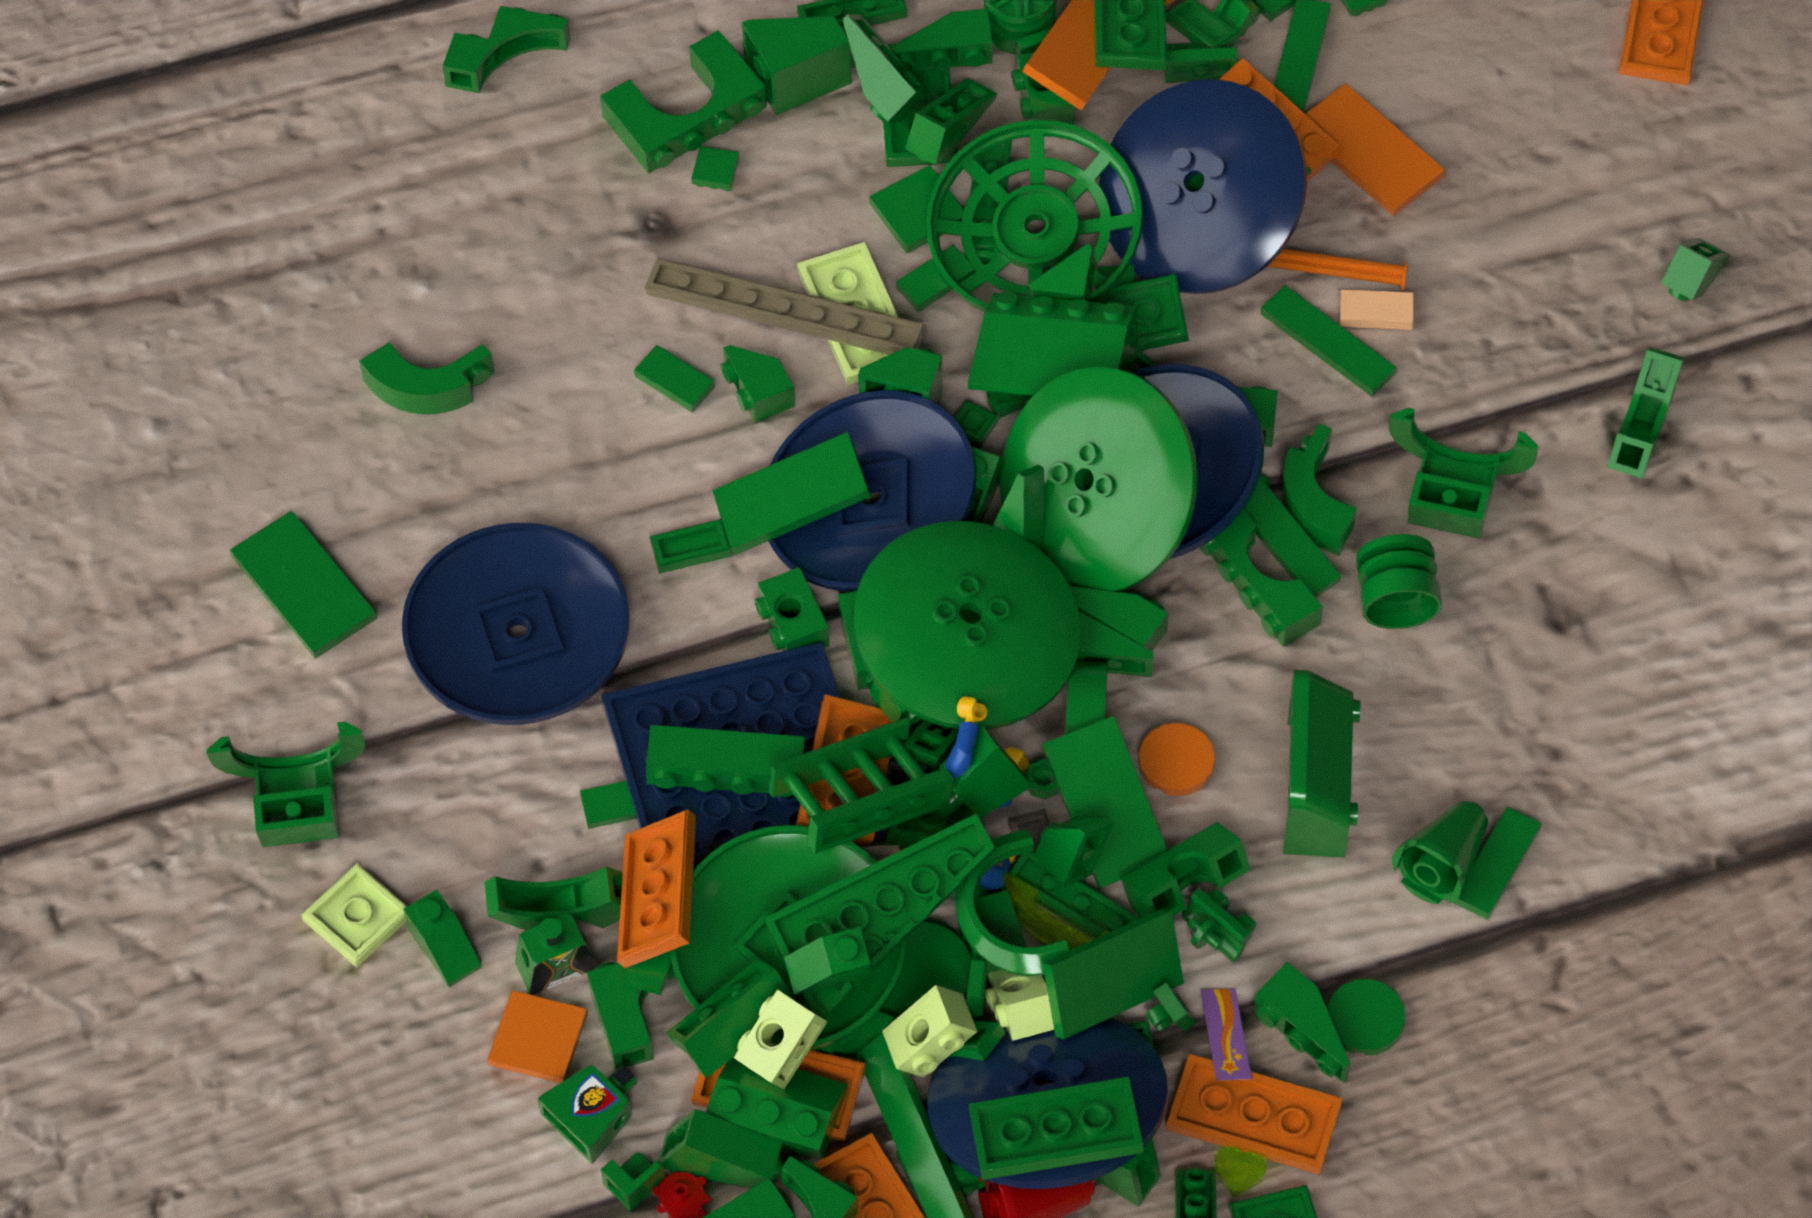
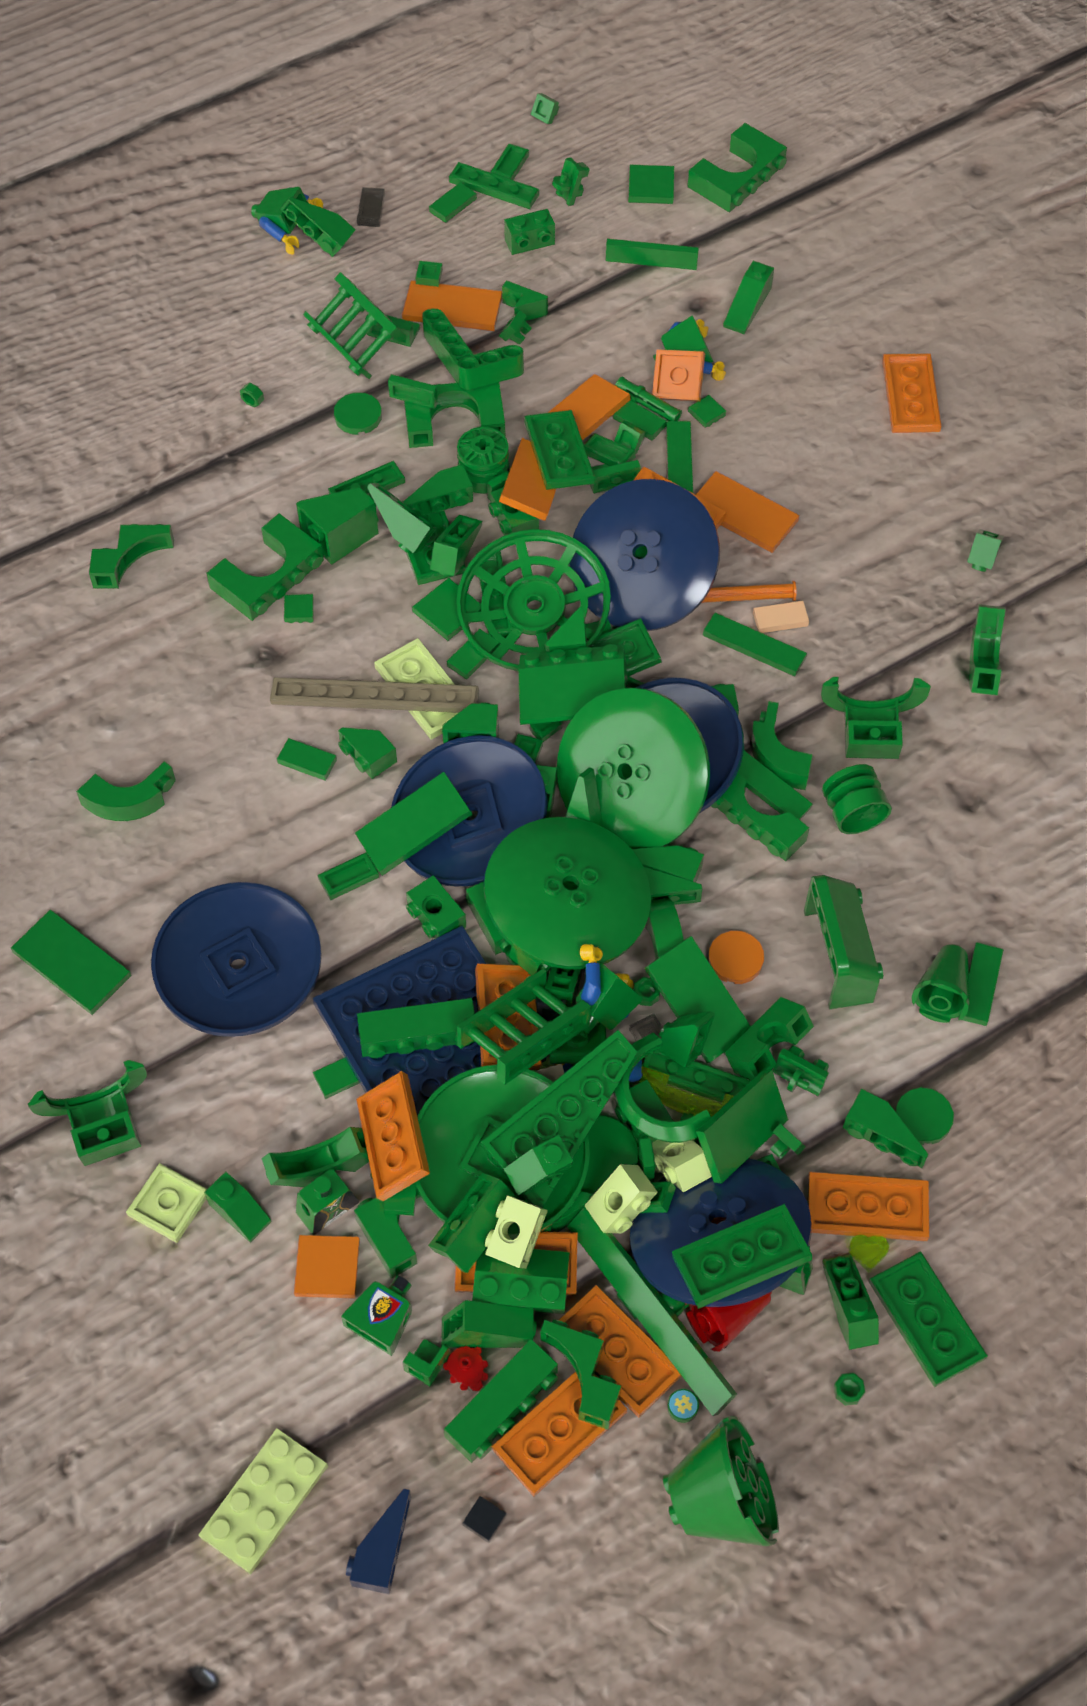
camera: 15 degrees left, 0 degrees up
(1226, 1034) = (830, 1151): medium lavender sticker -> none

